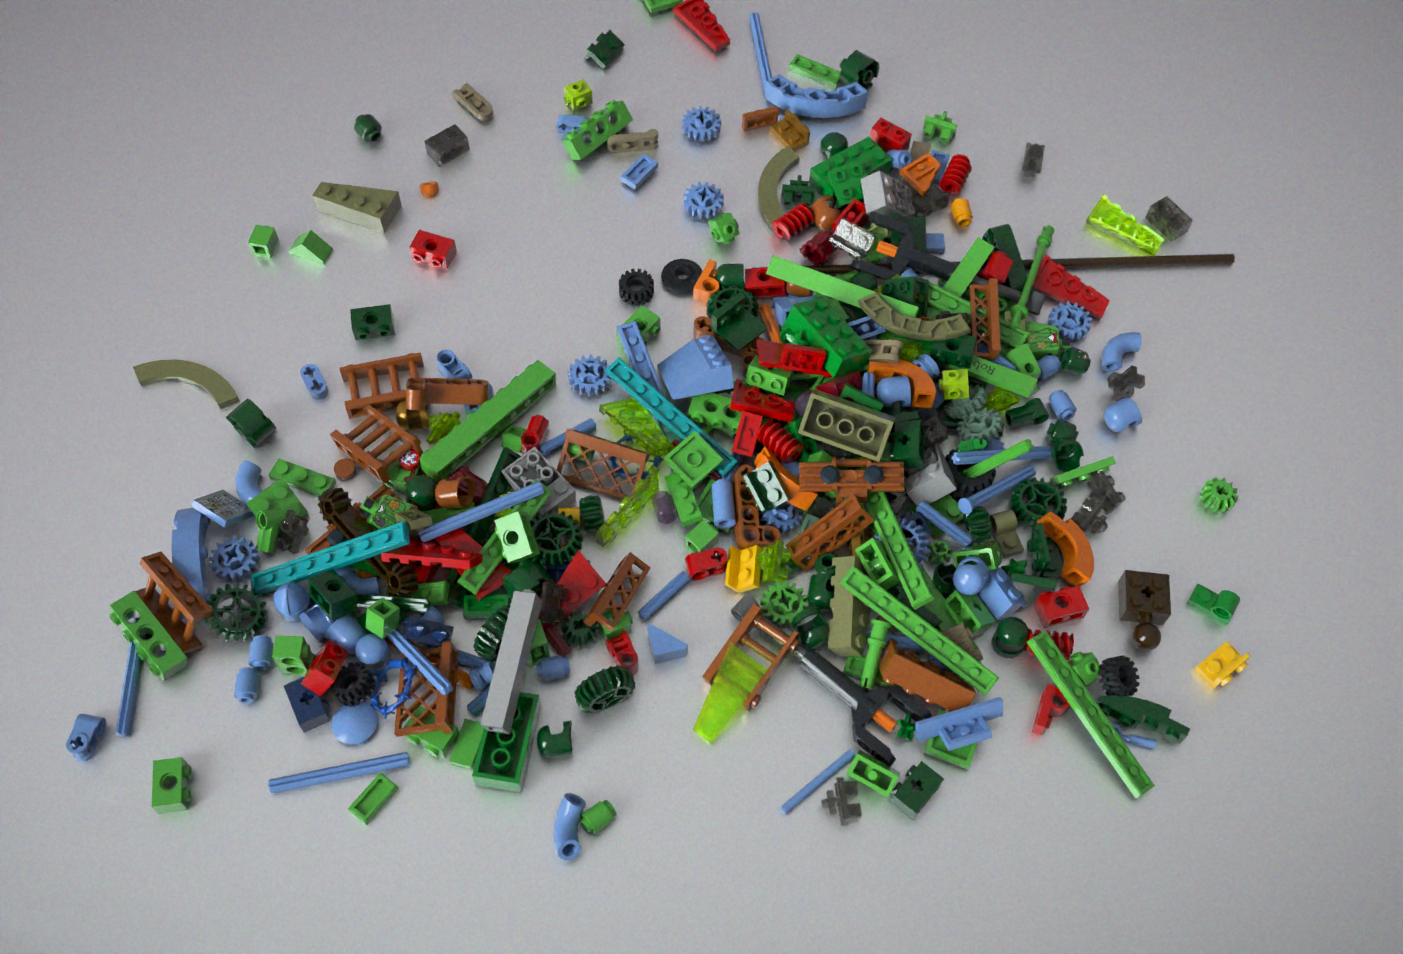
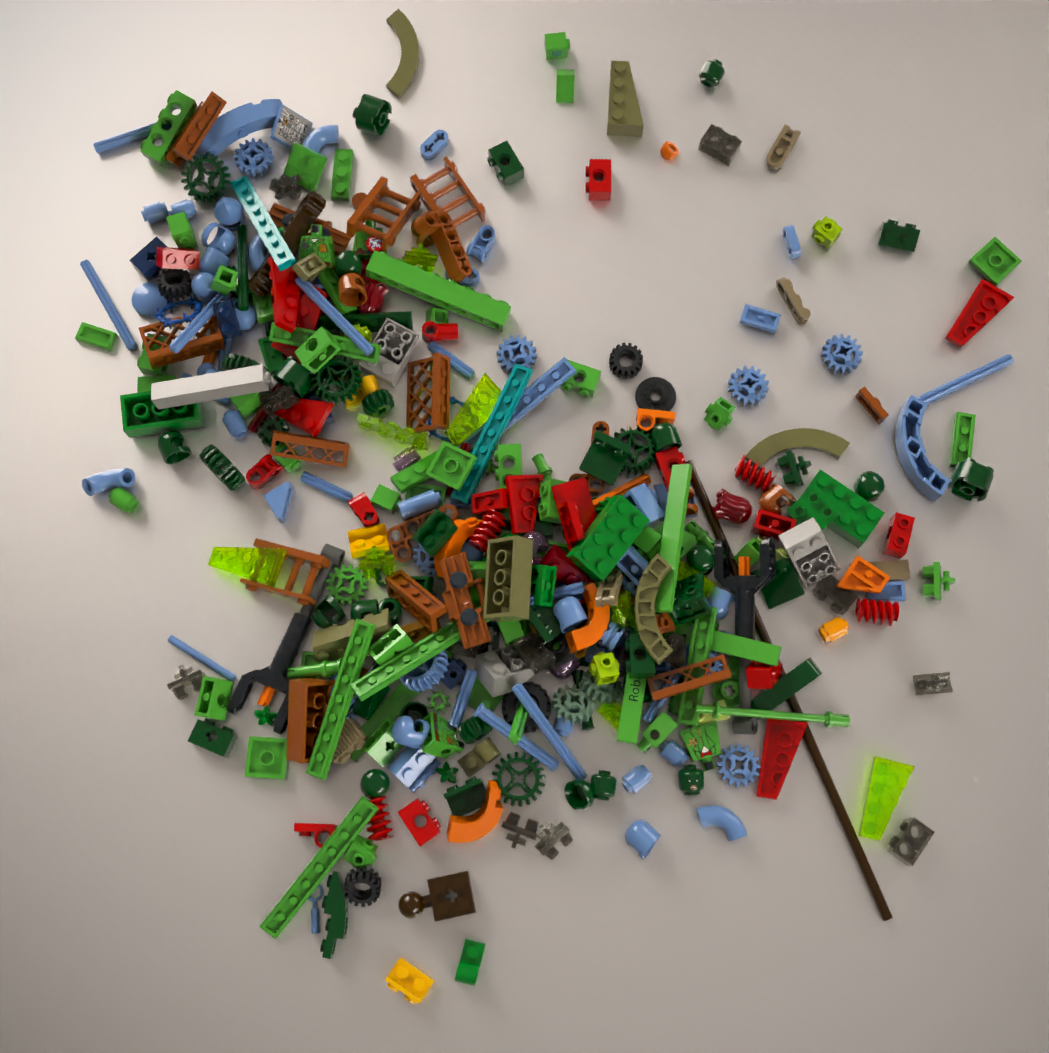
camera: 75 degrees right, 15 degrees up
(85, 735) = (87, 124): medium blue piece -> none
(164, 773) = (68, 188): bright green brick -> none
(269, 526) = (280, 167): bright green piece -> none
(332, 594) = (236, 227): dark green brick -> none
(619, 119) = (793, 272): bright green brick -> none
(696, 369) = (543, 438): medium blue slope -> none
(791, 131) = (866, 440): pearl gold bracket -> none
(796, 339) = (590, 511): green plant -> none
(852, 239) = (740, 531): clear smoke bracket -> none
(899, 158) = (873, 549): medium blue brick -> none
(909, 444) = (514, 641): dark green brick -> none
(935, 242) = (787, 613): medium blue tile -> none
(961, 725) = (272, 761): medium blue bracket -> none
(971, 445) = (541, 700): green piece -> none
(1031, 412) = (617, 751): dark green piece -> none
(1034, 580) = (428, 798): dark green tile -> none
(1083, 472) = (567, 813): bright green plate -> none
(1124, 383) = (678, 832): clear smoke hips -> none
(1219, 495) = (595, 949): bright green gear -> none

